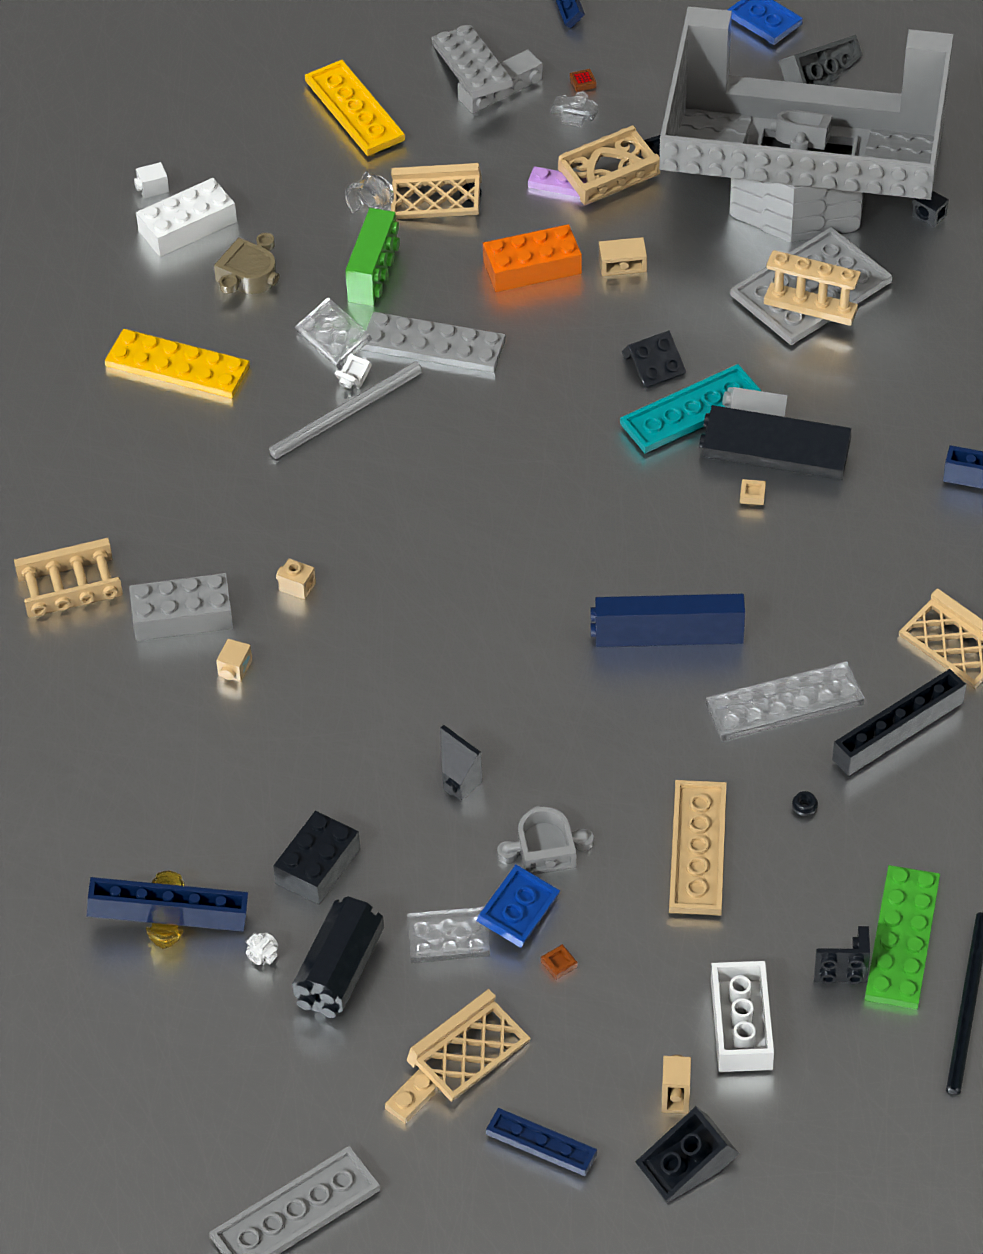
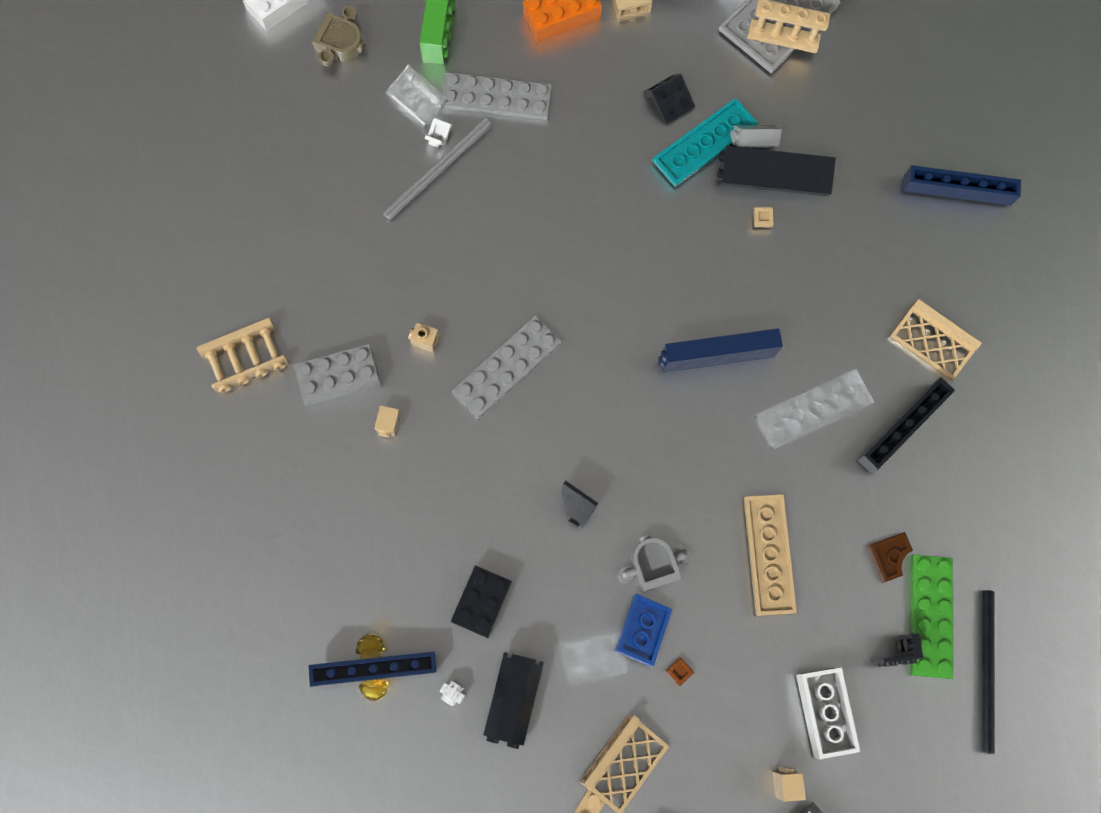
camera: 15 degrees left, 25 degrees up
(177, 363) = (297, 135): yellow plate -> none
(394, 621) = (506, 367): none -> light grey plate
(805, 798) = (848, 502): black plate -> none
(857, 866) = (889, 555): none -> reddish brown tile

